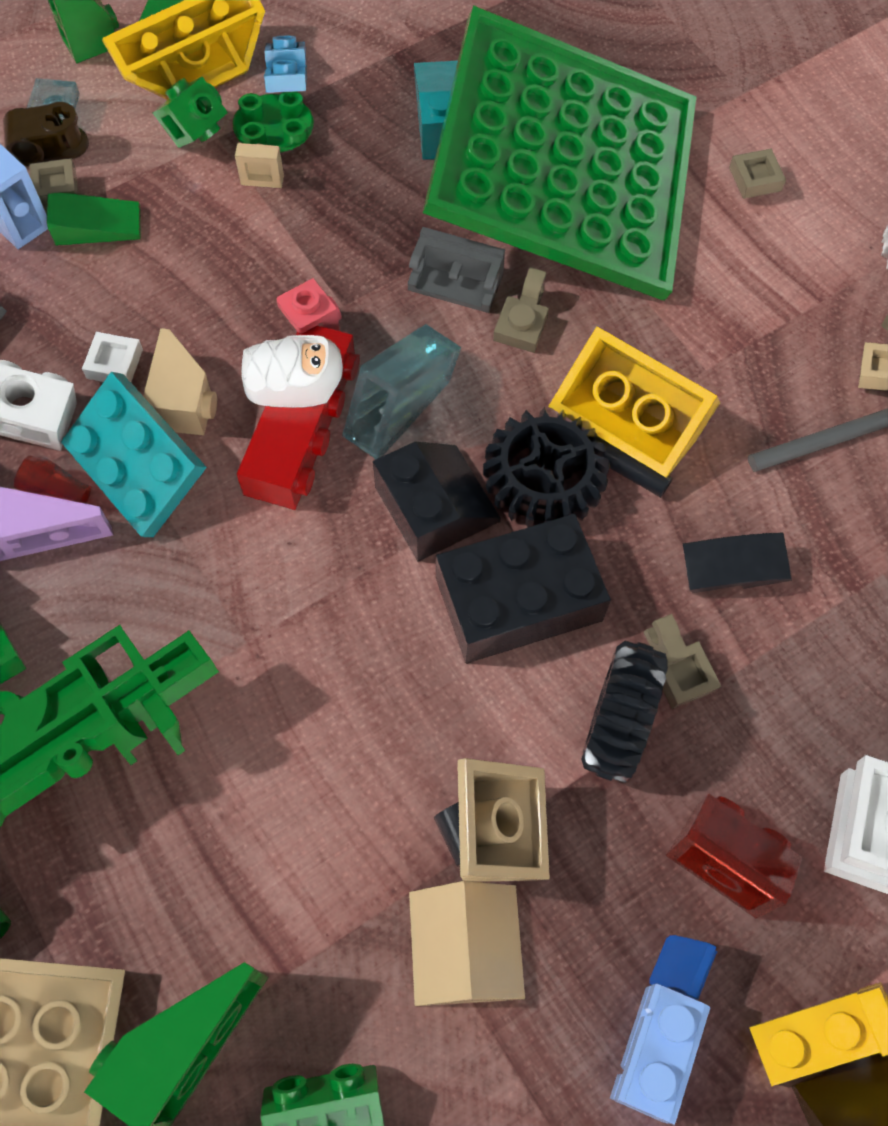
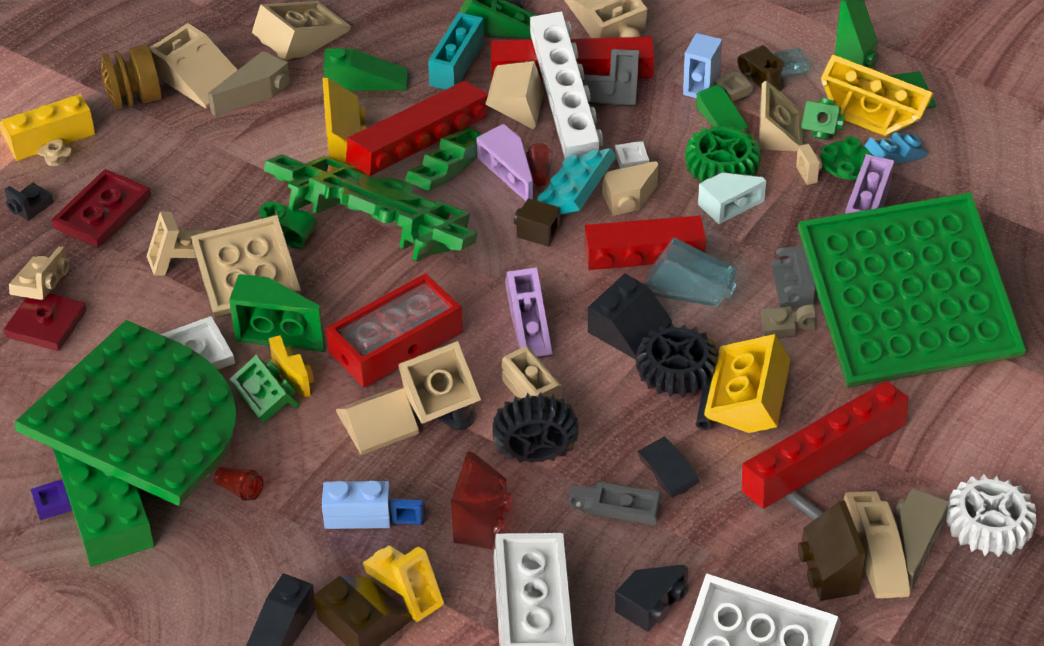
camera: 70 degrees right, 20 degrees down
(155, 166) = (779, 121): none -> tan slope
(175, 536) = (537, 222): none -> dark brown brick
(184, 251) = (722, 152): none -> green gear
(261, 275) = (730, 195): none -> light aqua slope
(291, 371) = (658, 217): white piece -> none
(308, 307) = (717, 219): coral bracket -> none
(308, 846) = (394, 329): none -> red brick
(312, 1051) = (291, 366): none -> yellow slope
(361, 626) = (528, 311): none -> lavender slope
(370, 127) = (871, 185): none -> lavender brick
(519, 678) = (526, 373): none -> tan brick
(521, 588) = (592, 371): black piece -> none
(688, 670) = (582, 460): dark tan plate -> none
(757, 173) = (983, 402): dark tan plate -> none
(776, 655) = (616, 502): none -> dark grey hinge
(783, 364) = (824, 444): none -> red brick

